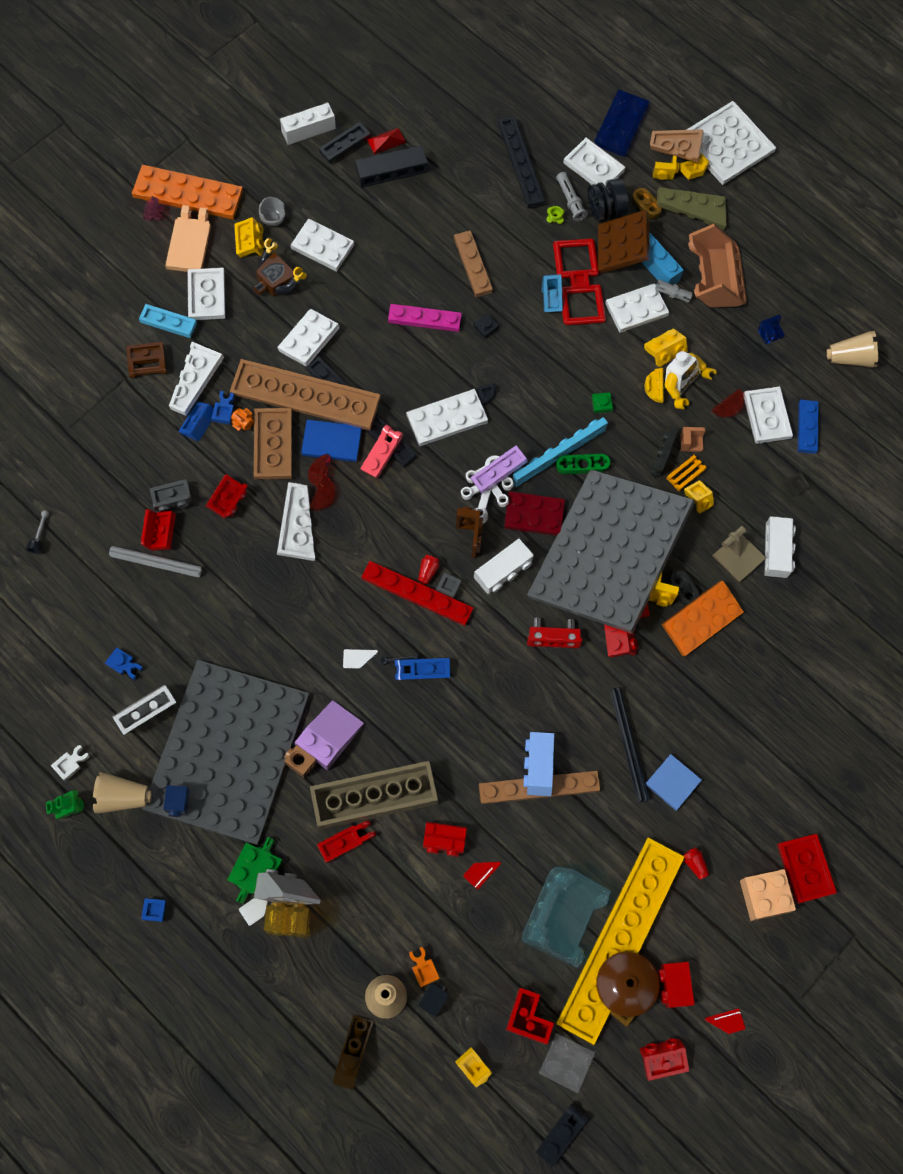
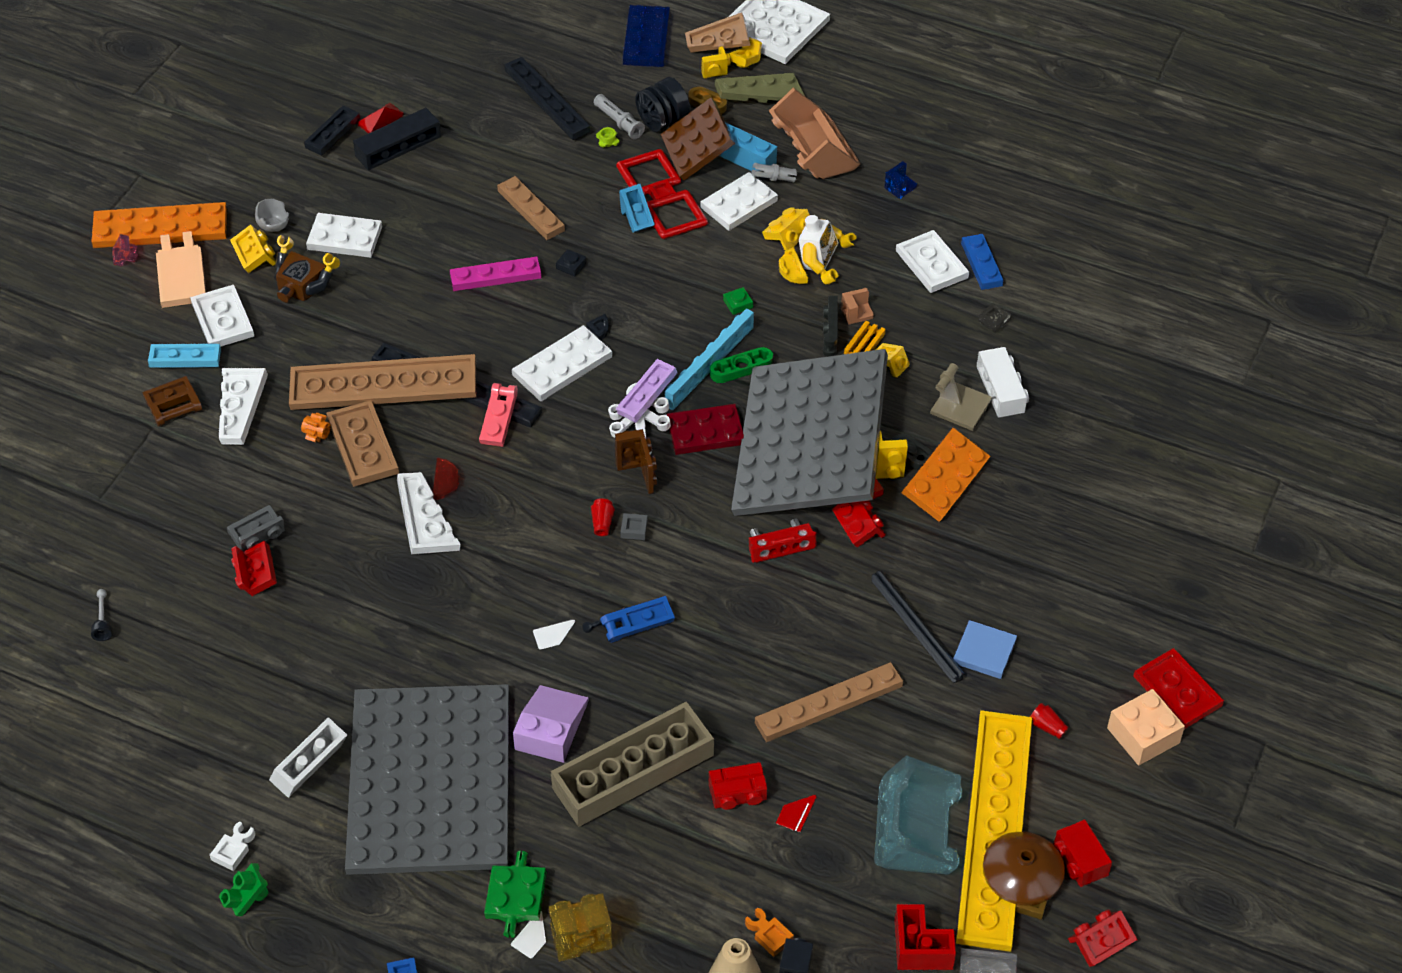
camera: 15 degrees left, 20 degrees down
(119, 794) = (312, 855): tan cone -> none
(122, 662) = (259, 721): blue plate -> none
(155, 561) = (261, 603): light grey axle -> none
(176, 800) = (388, 838): dark blue brick -> none
(197, 421) = (260, 447): blue slope -> none
(223, 410) = (288, 425): blue plate -> none
(226, 497) = (326, 511): red bracket -> none
(284, 889) = (562, 884): light grey slope -> none
(303, 769) = (529, 766): medium nougat brick -> none
(308, 123) = (281, 122): white brick -> none
(308, 337) = (363, 327): white plate -> none
(318, 470) = (429, 454): clear red plate -> none
(335, 439) = (432, 422): blue tile -> none
(344, 841) = (616, 827): red hinge -> none
(417, 593) = (598, 546): red plate -> none
(504, 567) = (691, 488): white brick -> none
(539, 764) = (820, 670): light blue brick -> none
(593, 163) = (628, 77): white plate -> none
(728, 1021) = (1160, 877): red sticker -> none
(730, 406) = (885, 264): clear red plate -> none
(855, 351) = (1002, 174): tan cone -> none

